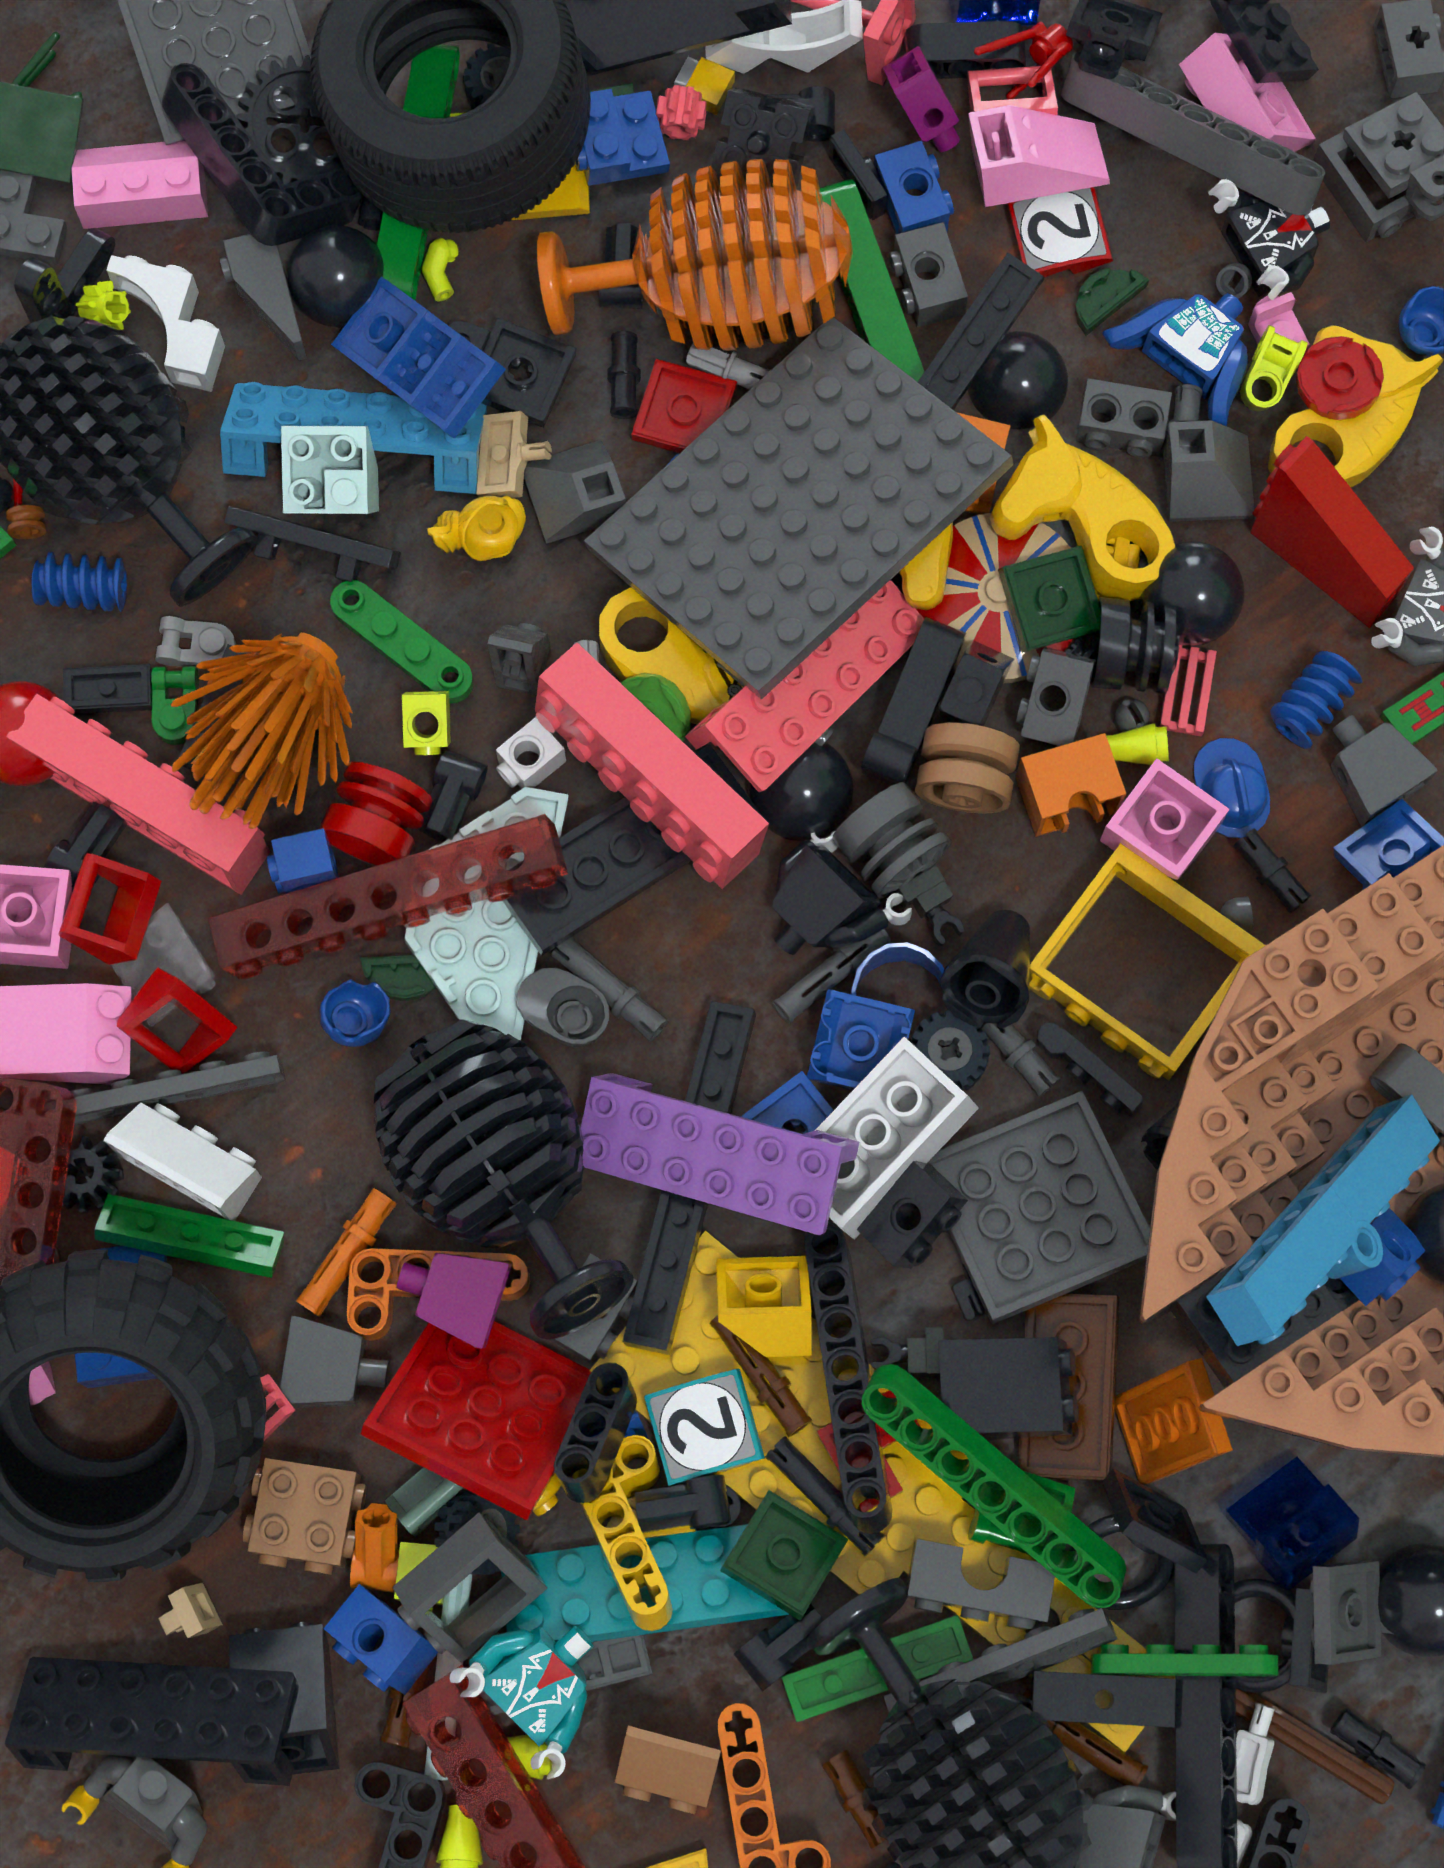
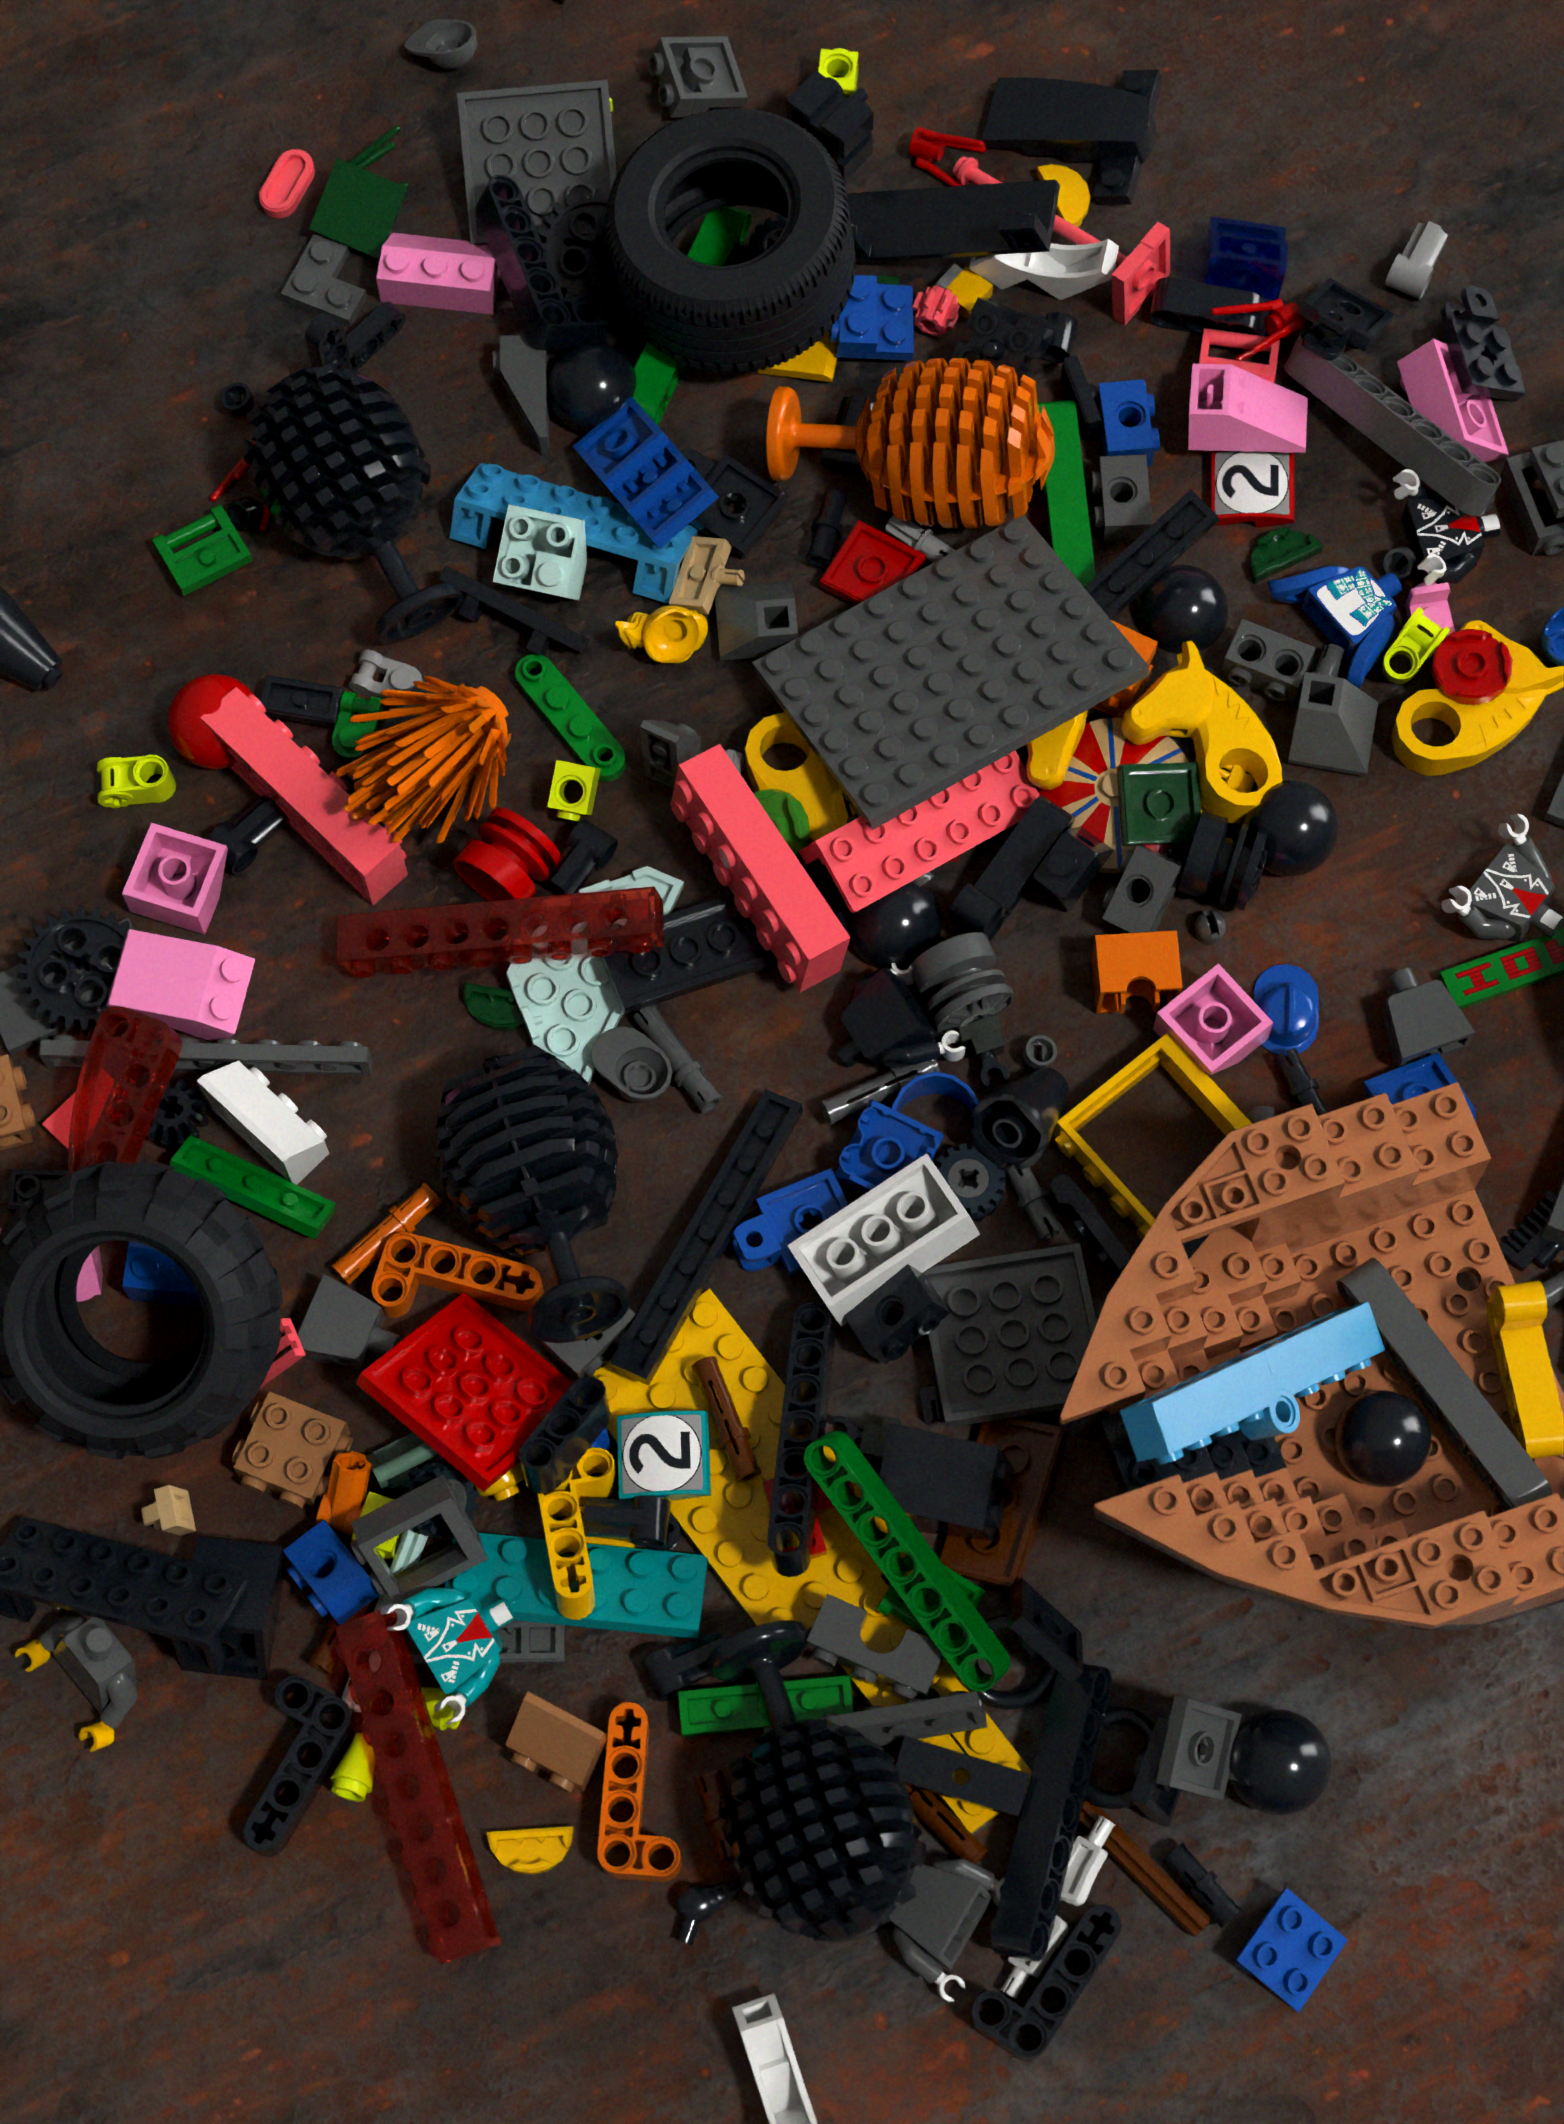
camera: 15 degrees right, 5 degrees down
(26, 522) = (266, 542): dark orange bush -> none
(79, 583) = (299, 605): blue piece -> none
(104, 304) = (382, 368): neon yellow gear -> none
(128, 914) = (269, 898): red tile -> none
(160, 989) = (284, 963): red tile -> none
(170, 949) = (286, 949): clear hinge -> none
(171, 292) = (449, 422): white arch -> none
(302, 861) = (432, 882): blue brick -> none
(354, 1013) = (446, 1028): blue hair -> none
(434, 266) = (688, 389): neon yellow arm -> none
(458, 1294) = (475, 1286): magenta torso -> none
(529, 738) = (661, 825): white brick -> none
(712, 1154) = (729, 1217): medium lavender bracket -> none
(767, 1303) = (746, 1361): yellow slope -> none
(784, 1555) = (706, 1583): dark green tile -> none
(820, 1493) = (753, 1538): black pin -> none
(923, 99) = (1150, 333): magenta torso -> none
(967, 768) = (1045, 935): medium nougat wheel -> none
(995, 892) = (1046, 1052): none -> dark grey hinge
(1140, 745) = (1209, 951): neon yellow cone -> none
(1167, 1427) = (1078, 1547): orange tile -> none
(1193, 656) = (1279, 885): coral tile -> none
(1204, 1661) = (1056, 1761): green plate -> none
(1294, 1523) = (1175, 1661): clear blue brick -> none
(1311, 697) = (1377, 943): blue piece -> none
(1329, 533) = (1424, 800): red slope -> none
(1397, 1265) = (1312, 1442): blue brick -> none

